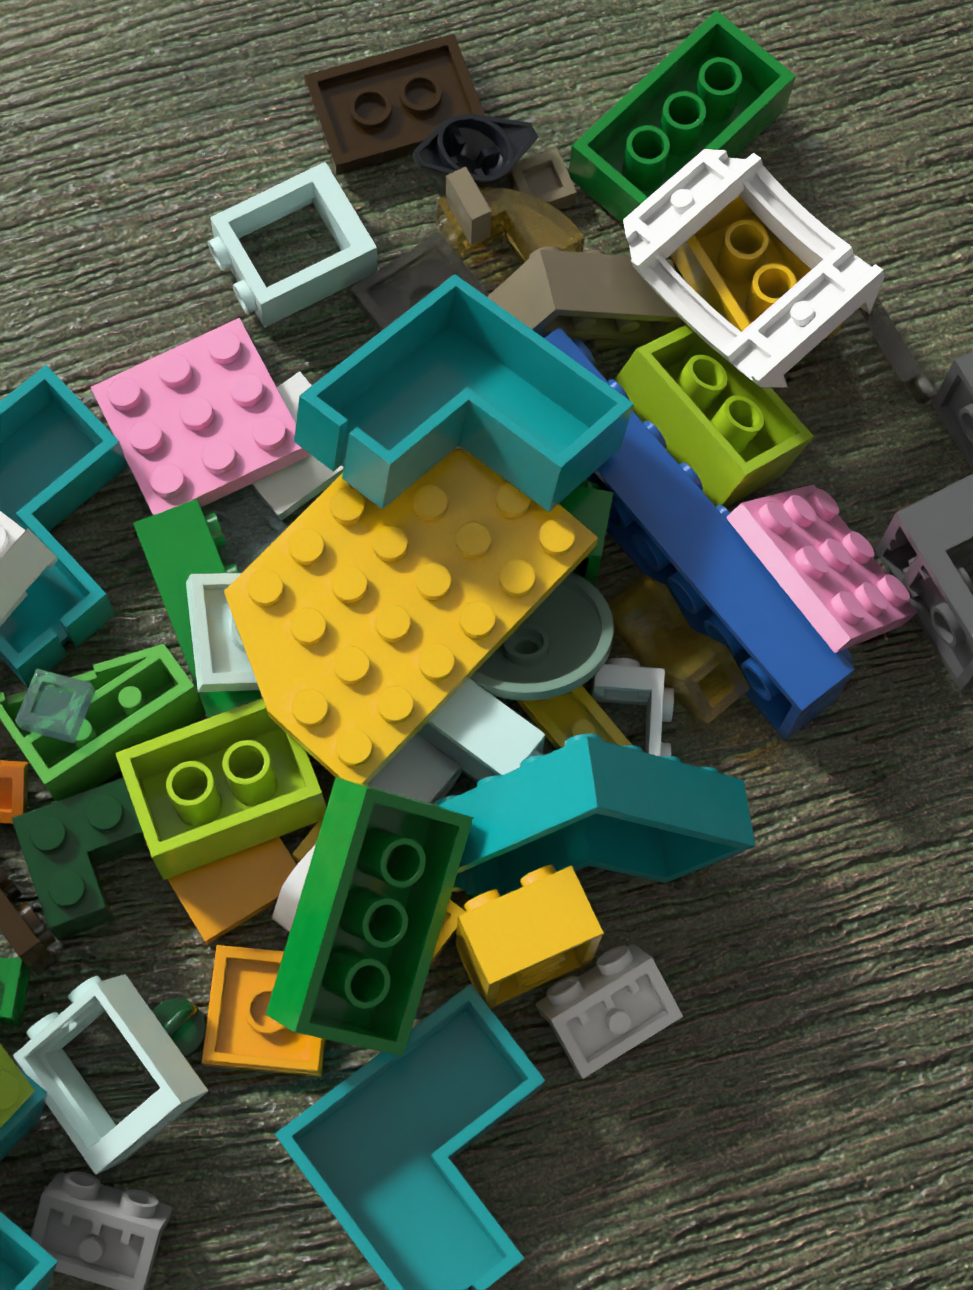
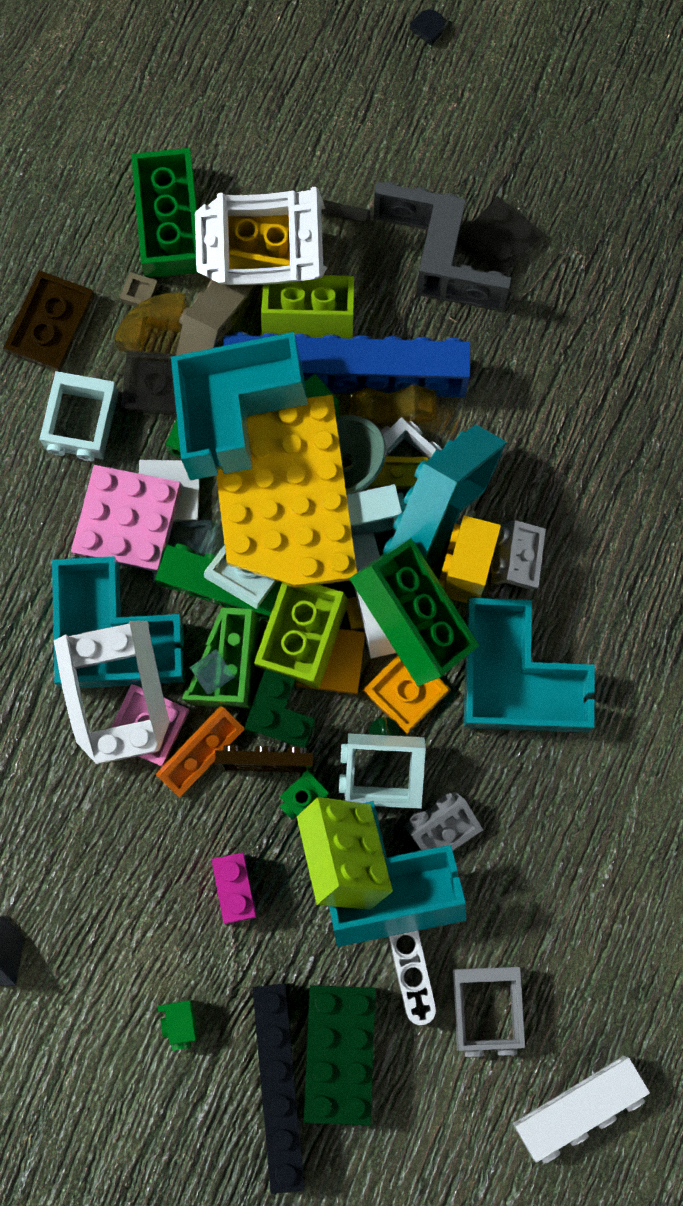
camera: 45 degrees left, 5 degrees up
(468, 206) = (132, 328): dark tan tile -> none
(478, 142) = (106, 306): black hat -> none
(823, 565) = (413, 318): bright pink plate -> none

